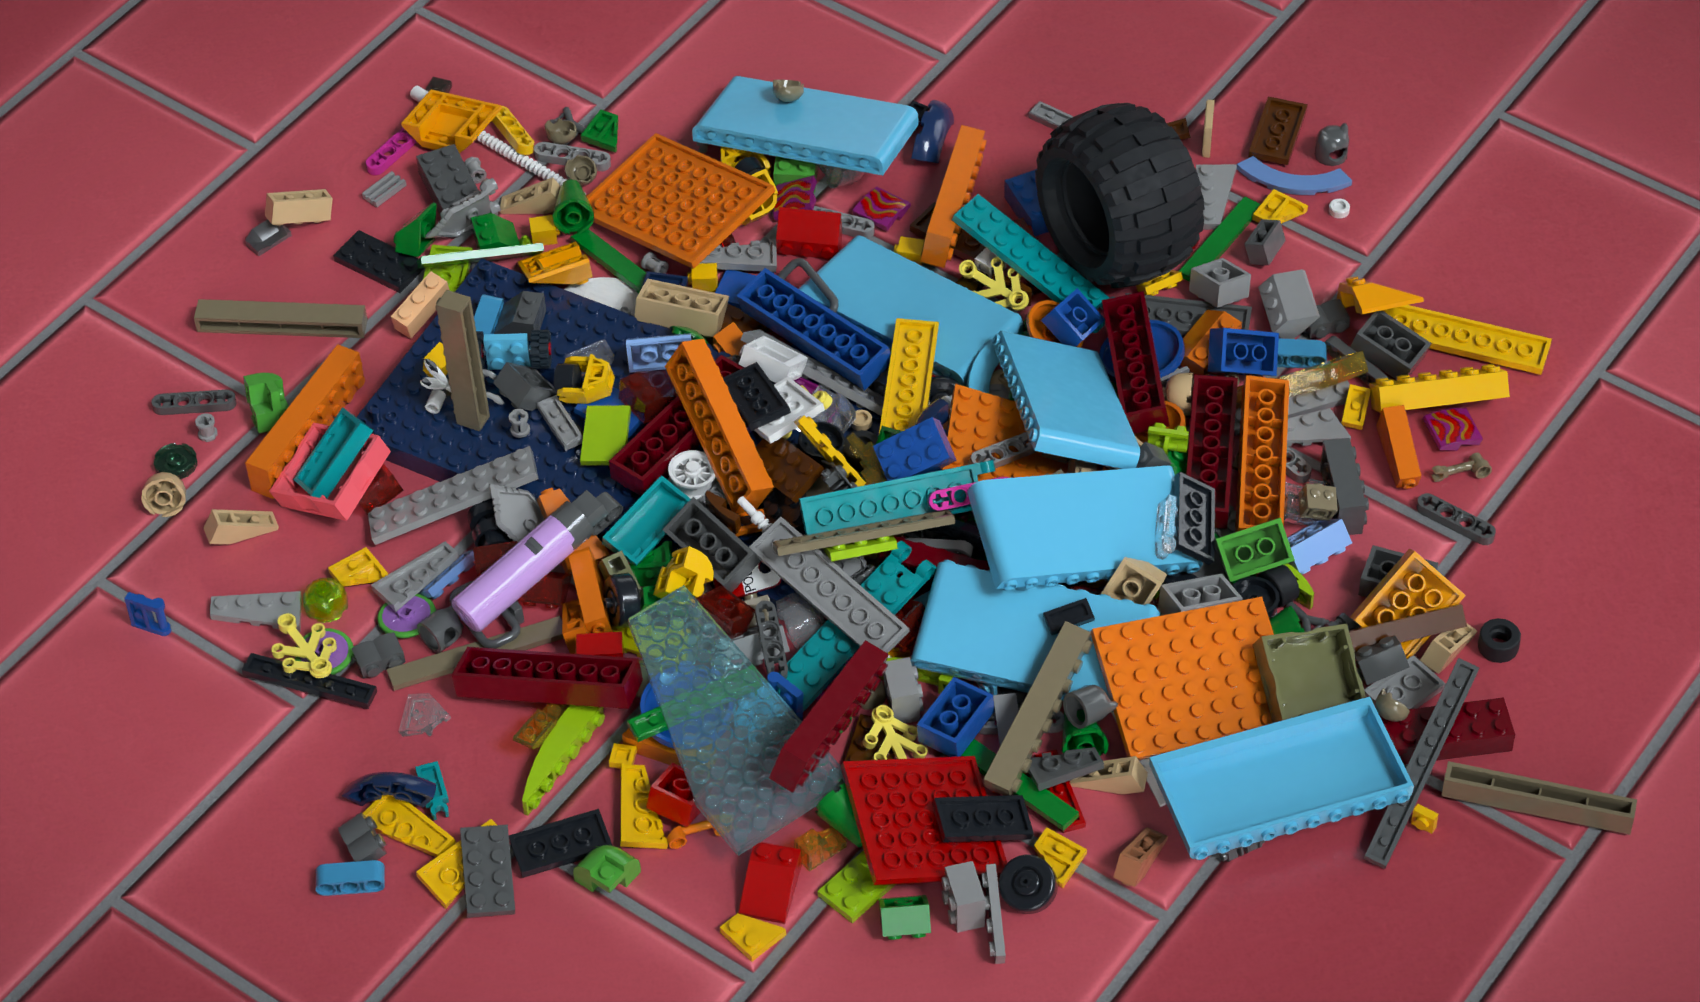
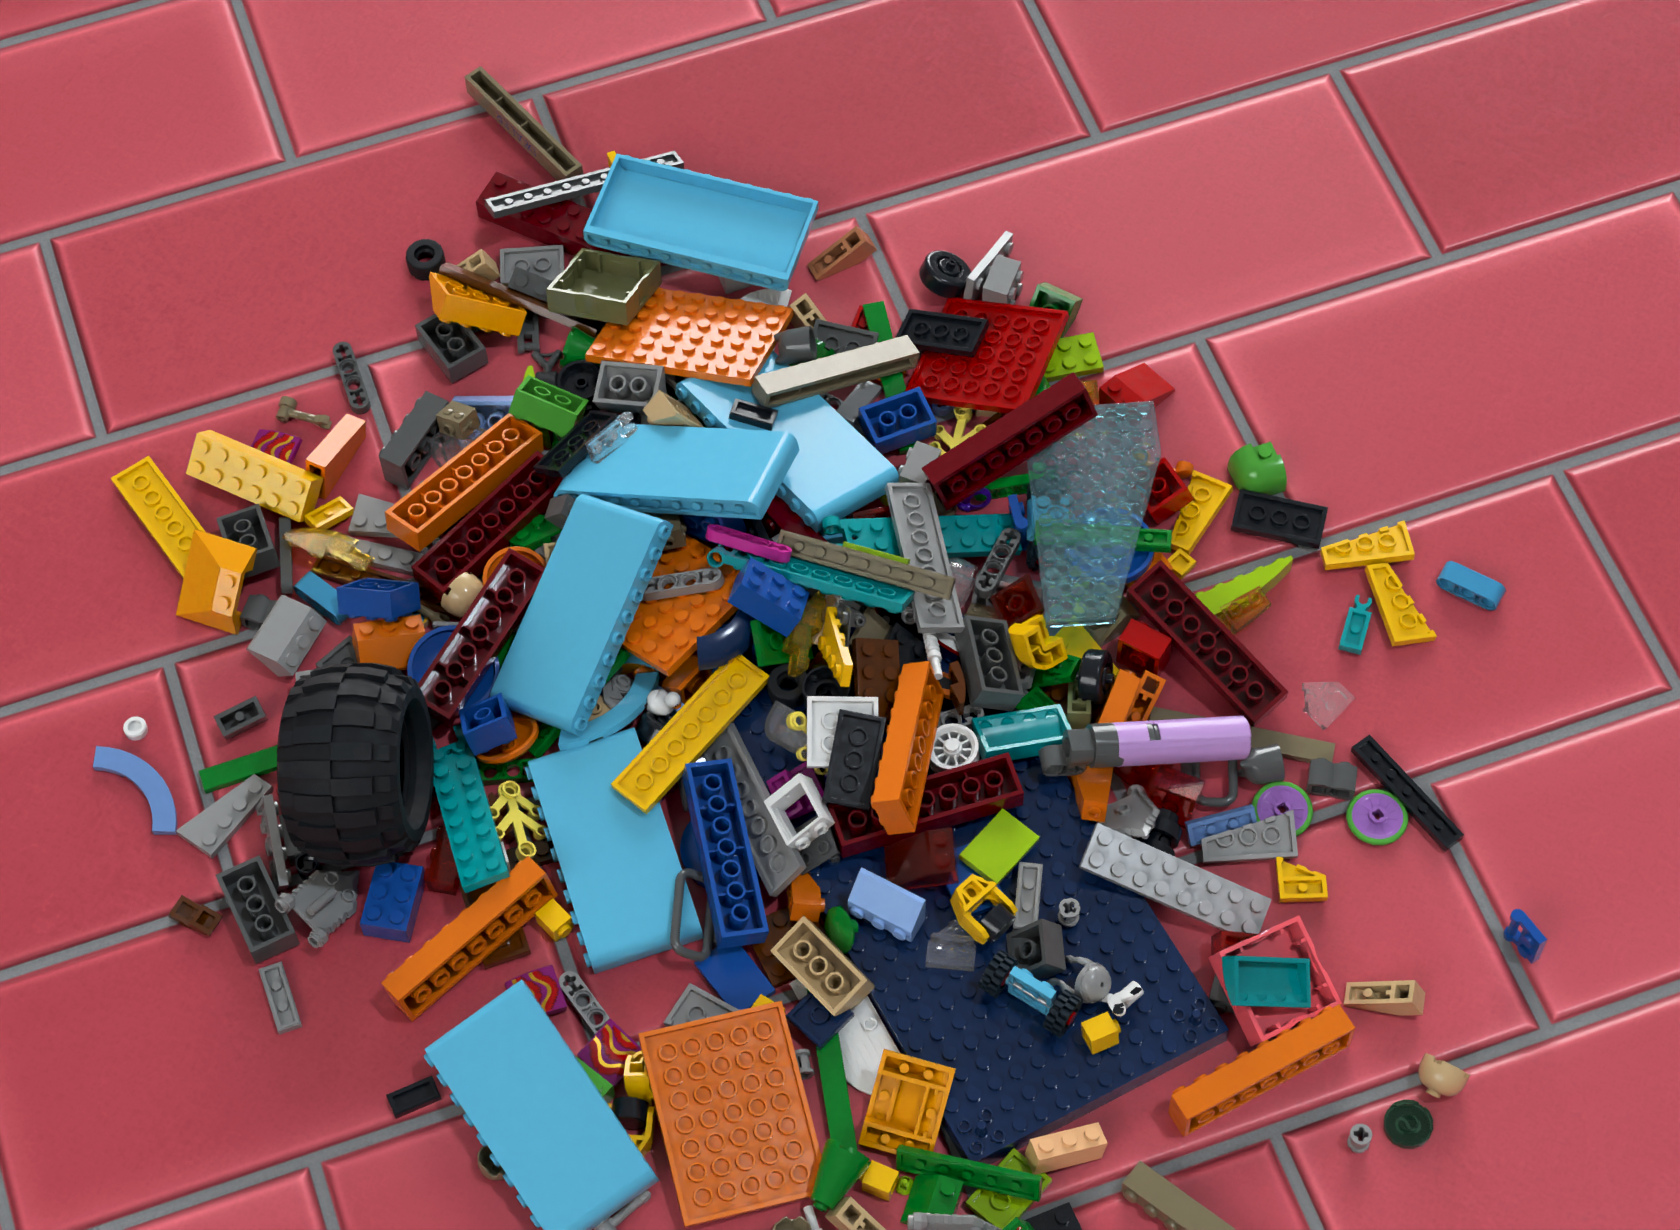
camera: 145 degrees left, 10 degrees up
(194, 402) = (1356, 1182): dark grey beam -> none
(257, 608) = (1407, 896): light grey wing -> none
(266, 399) = (1287, 1120): bright green brick -> none
(317, 666) = (1396, 814): light yellow plant -> none
(325, 600) = (1347, 869): clear neon green cylinder -> none
(362, 838) = (1444, 607): dark grey brick -> none
(401, 785) = (1396, 633): dark blue brick -> none
(463, 359) = (1111, 916): dark tan brick -> none
(487, 871) = (1354, 525): dark grey plate -> none
(488, 313) = (1024, 1057): dark azure beam -> none
(522, 314) = (987, 1041): dark grey slope -> none
(751, 935) = (1177, 366): yellow wing -> none
(787, 90) = (529, 1149): dark tan hair -> none
(808, 233) = (634, 994): red slope -> none
(863, 420) = (757, 726): tan tile -> none
(935, 128) = (400, 1059): dark blue brick -> none
(1060, 854) = (899, 291): yellow wing -> none
(1168, 439) = (530, 545): lime hips -> none
(1208, 125) = (167, 873): tan tile -> none
(1278, 130) = (101, 845): reddish brown plate -> none
(1279, 207) = (190, 757): yellow wing -> none
(1329, 140) = (75, 791): dark grey piece -> none
(1390, 708) = (573, 222): dark tan hair -> none

